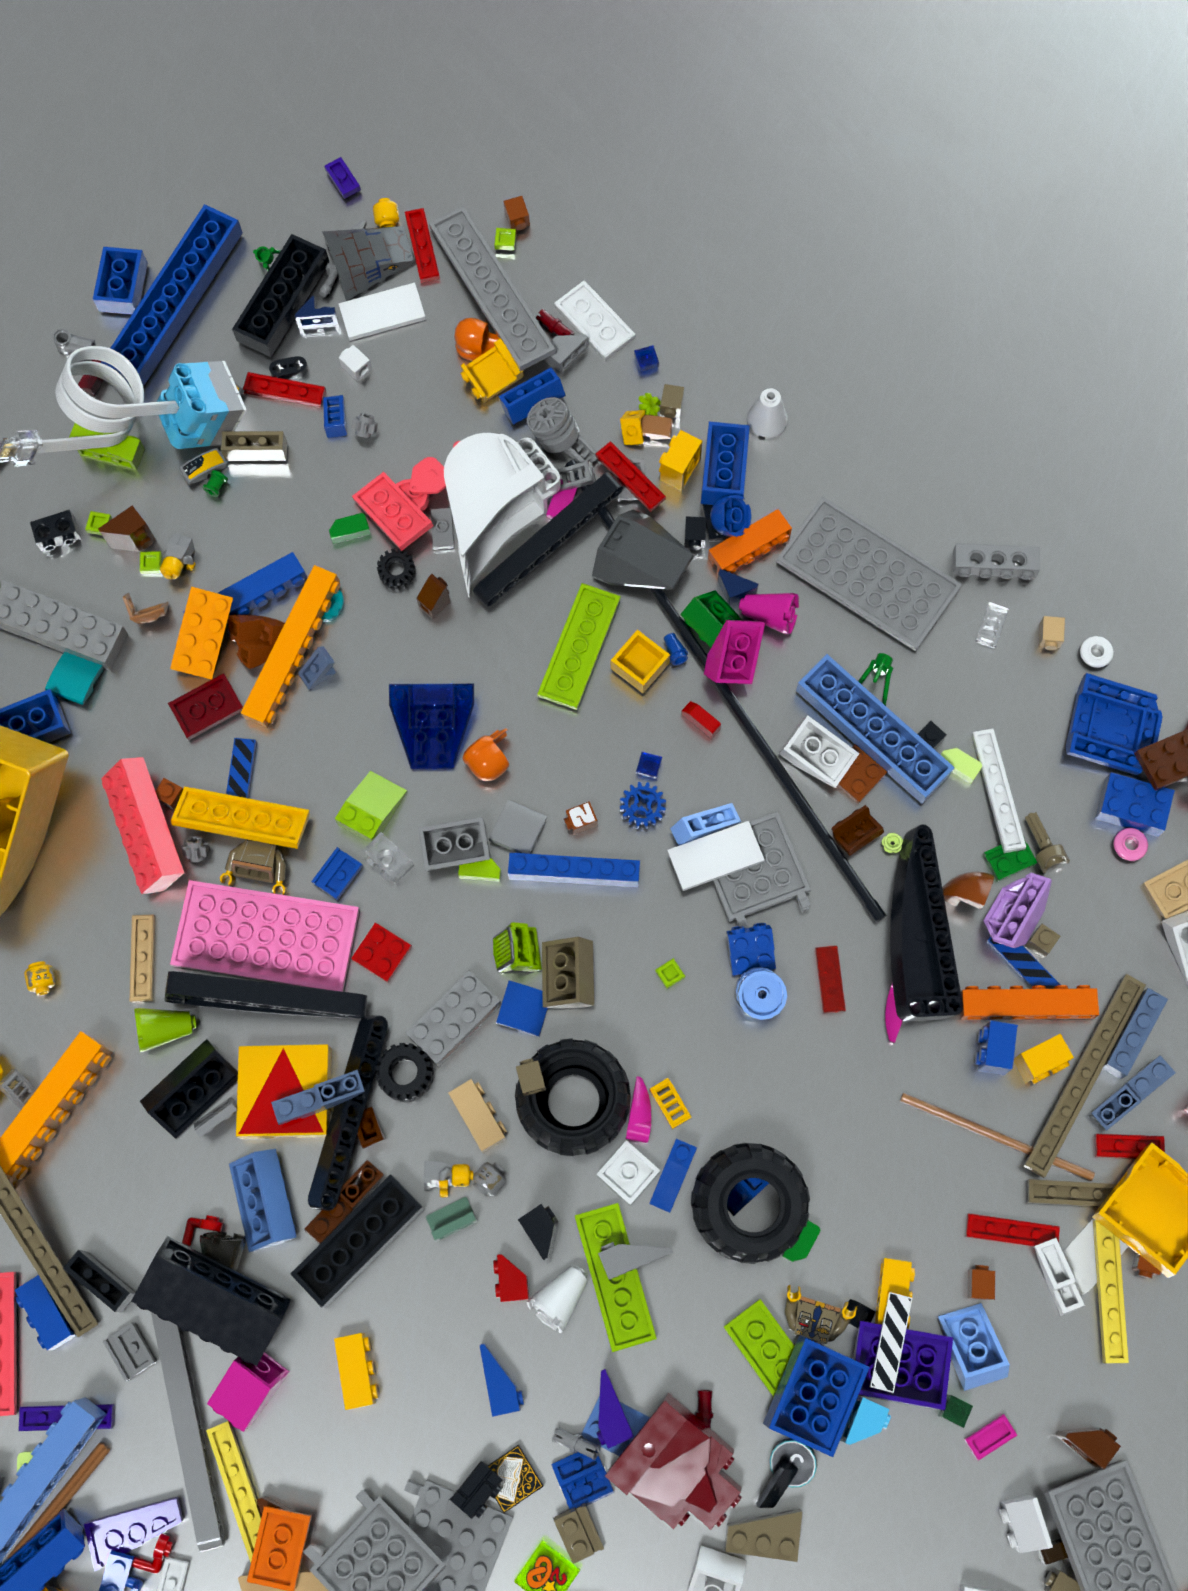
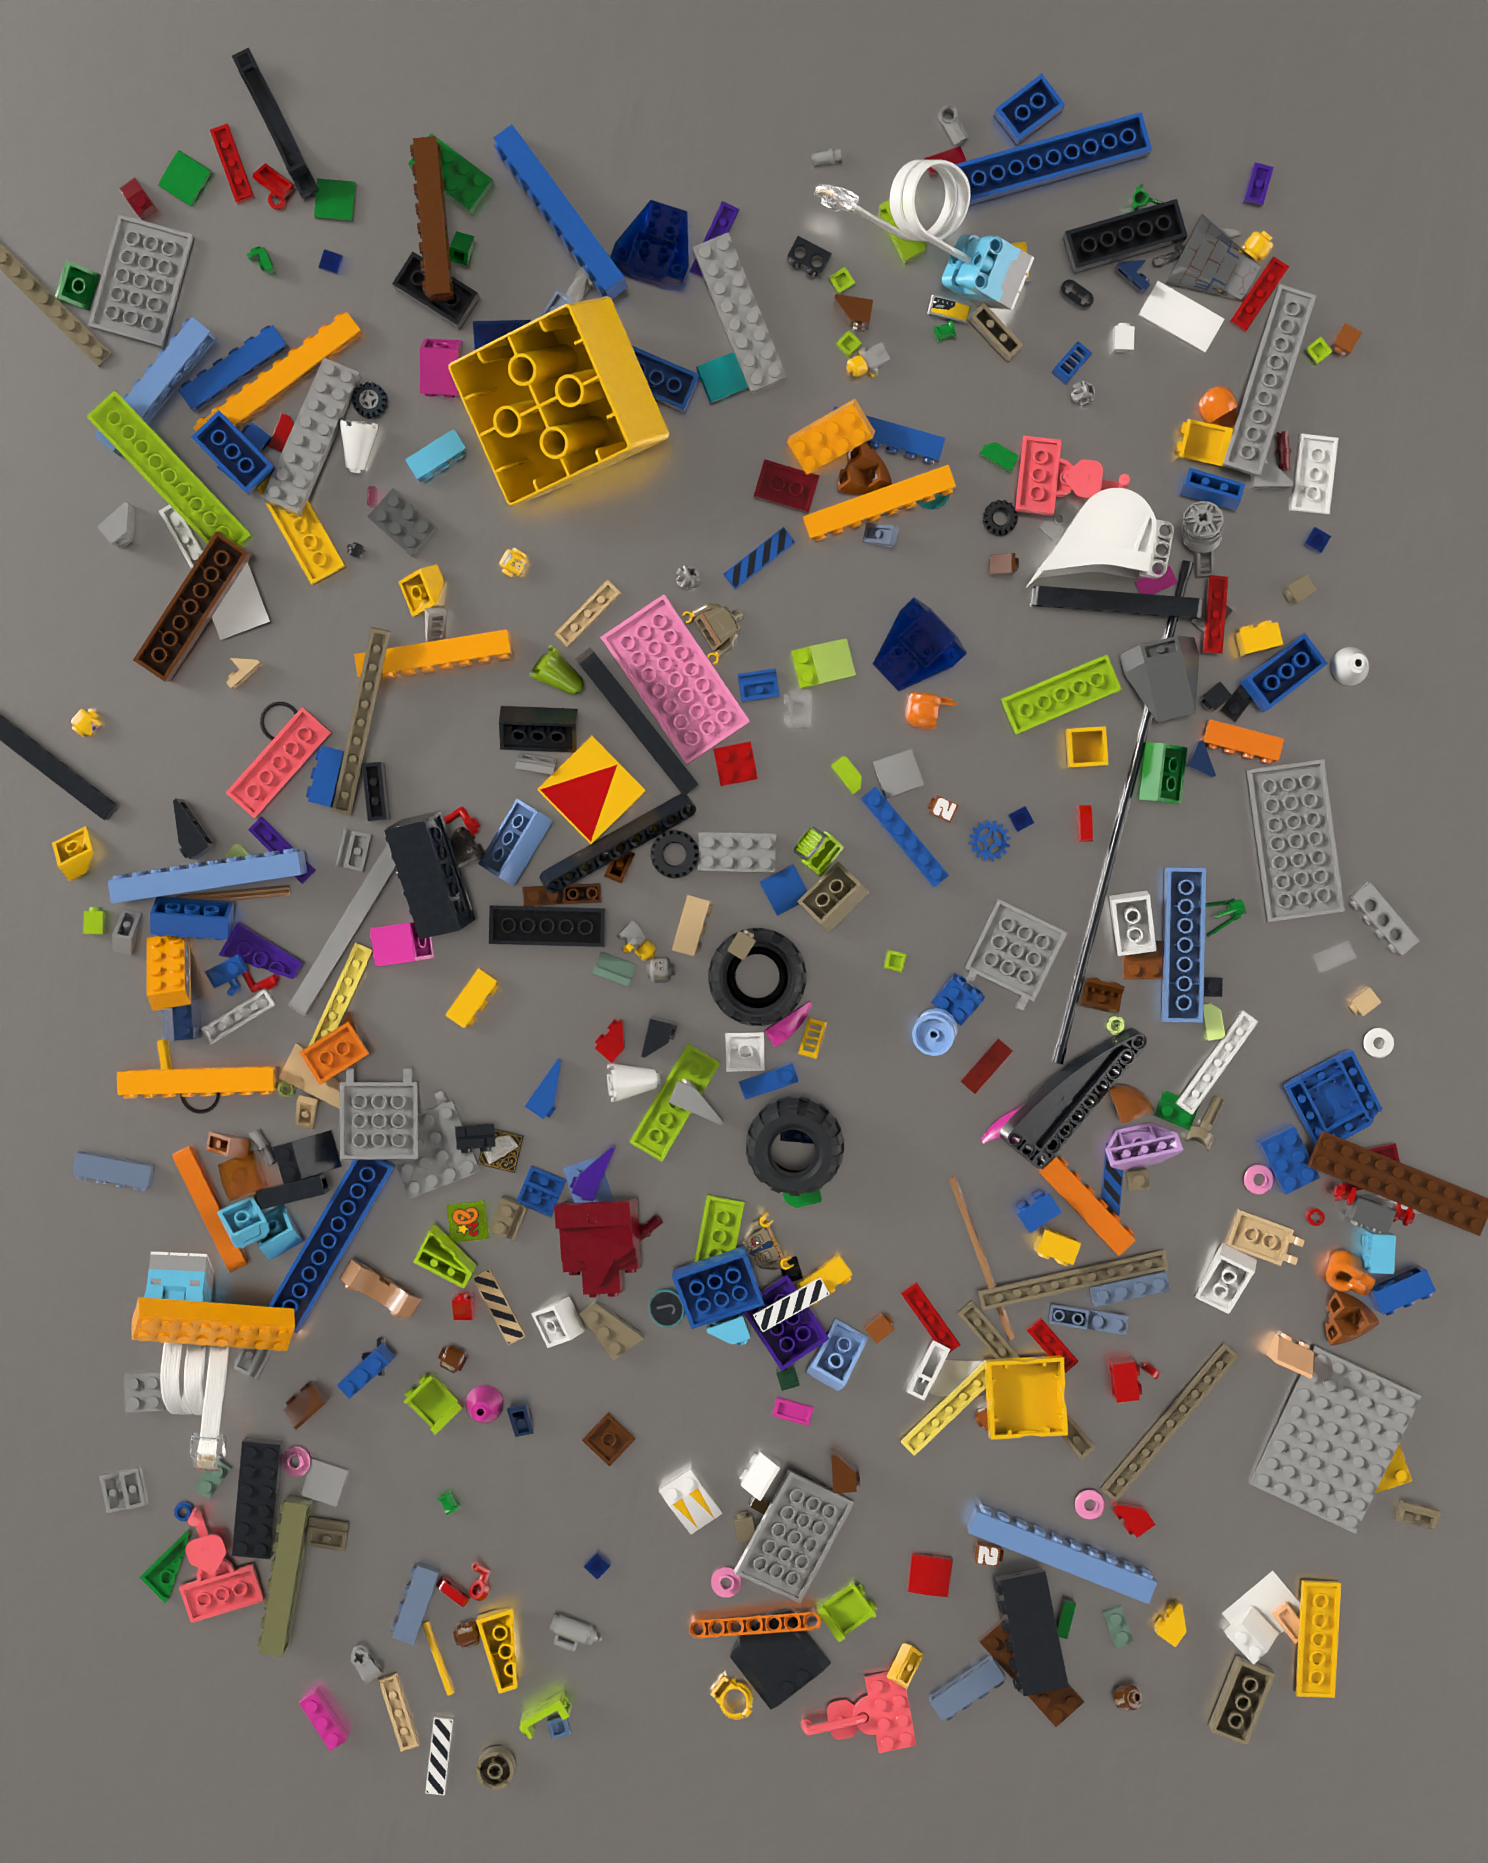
camera: 45 degrees right, 15 degrees up
(142, 825) = (669, 529): coral brick -> none
(145, 615) = (810, 380): medium nougat piece -> none
(169, 793) = (706, 524): dark orange brick -> none
(240, 817) = (734, 588): yellow plate -> none
(284, 389) = (1058, 307): red tile -> none
(319, 1098) = (607, 819): sand blue slope -> none
(454, 843) = (847, 744): light grey slope -> none
(576, 1443) = (556, 1169): light grey pin -> none
(583, 481) = (1191, 584): light grey slope -> none
(632, 427) = (1254, 579): yellow bracket -> none
(649, 404) = (1283, 576): lime plant -> none
(656, 427) = (1267, 591): medium nougat slope -> none
(677, 651) = (1117, 763): blue cone -> none
(704, 823) = (1014, 893): light blue slope -> none
(715, 855) = (998, 920): white tile -> none
(730, 515) = (1246, 713): blue cylinder -> none
(735, 652) = (1147, 808): dark pink slope -> none
(773, 609) = (1205, 801): dark pink cone -> none
(777, 1485) = (645, 1310): black slope -> none

